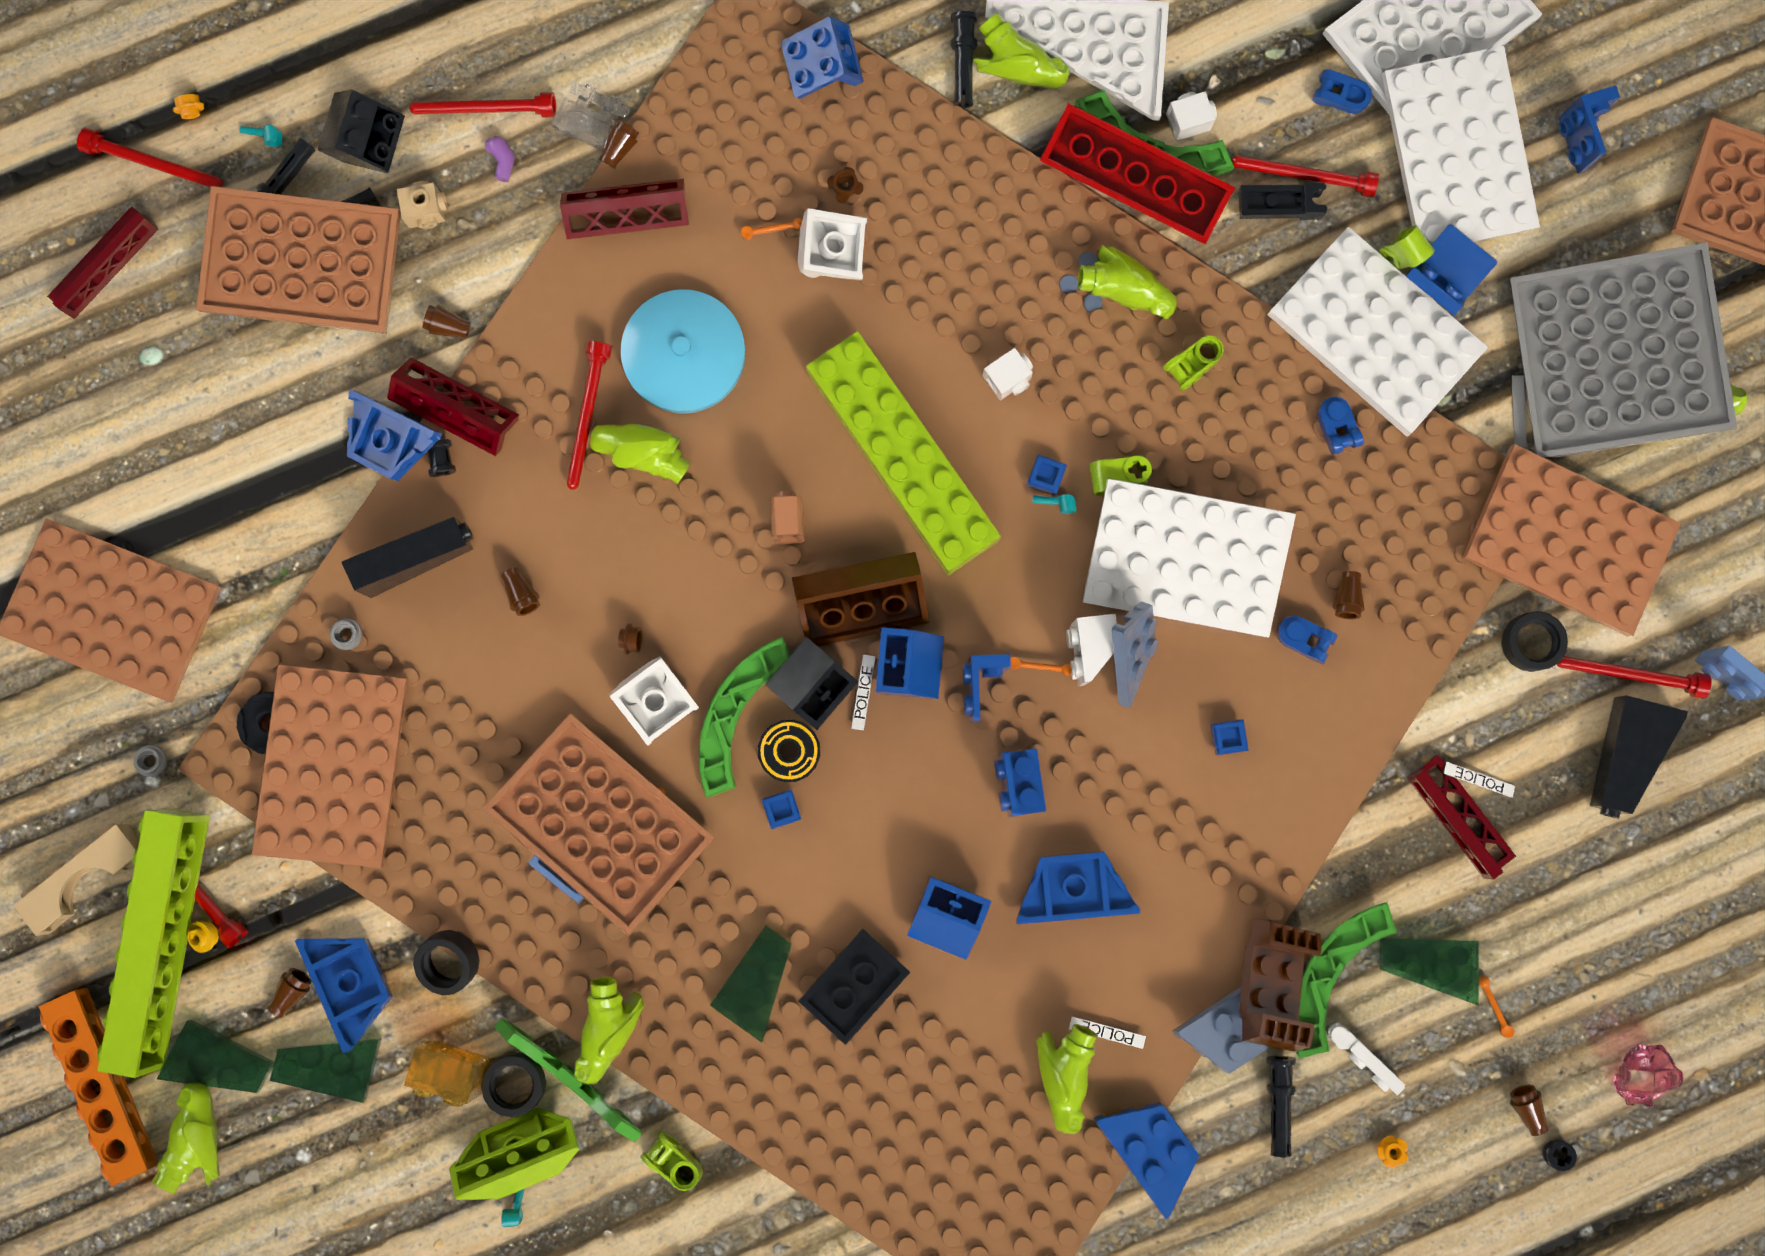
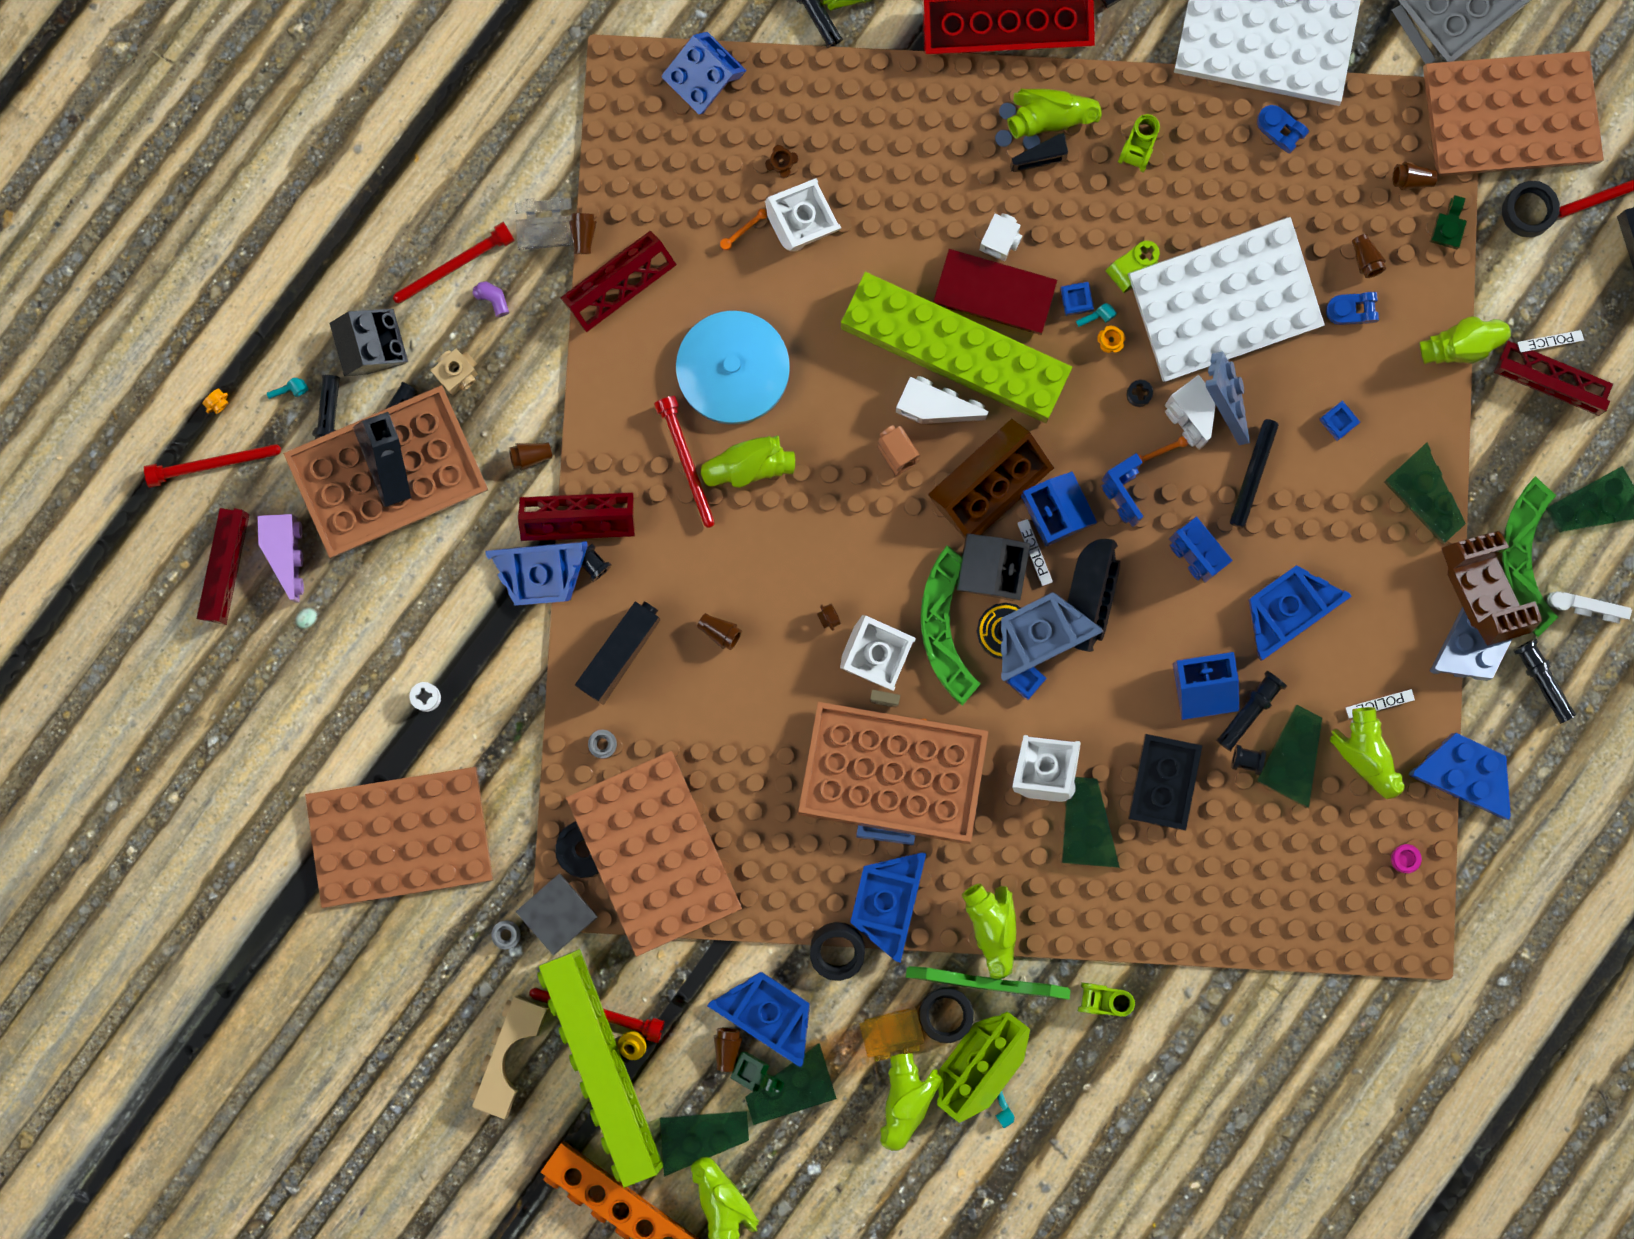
camera: 25 degrees left, 0 degrees up
(162, 277) = (279, 542): none -> lavender slope
(206, 769) = (556, 914): none -> flat silver tile
(218, 496) = (431, 701): none -> white wheel
(295, 1033) = (752, 1074): none -> dark green plate
(297, 245) = (384, 458): none -> black slope
(423, 1147) = (906, 1101): none -> lime animal
(521, 944) = (887, 902): none -> blue wing
(635, 748) = (885, 698): none -> dark tan tile
(747, 906) = (1046, 769): none -> white slope
(819, 773) = (1041, 633): none -> sand blue wing
(846, 495) = (930, 405): none -> white slope
(890, 765) = (1095, 585): none -> black brick
(947, 1012) = (1248, 759): none -> black bush
(973, 423) = (995, 291): none -> dark red tile
(991, 961) = (1259, 700): none -> black pin
(992, 1035) = (1293, 758): none -> clear green wing
(1043, 1198) = (1406, 858): none -> dark pink tile
(1044, 601) = (1146, 387): none -> black bush
(1062, 526) = (1117, 334): none -> light orange plate
(1099, 320) = (1046, 153): none -> black slope
(1117, 739) = (1254, 473): none -> black axle
(1270, 857) = (1424, 492): none -> clear green wing
(1396, 733) = (1466, 342): none -> lime animal
(1438, 544) = (1412, 176): none -> reddish brown cone
(1445, 614) = (1449, 228): none -> dark green plate

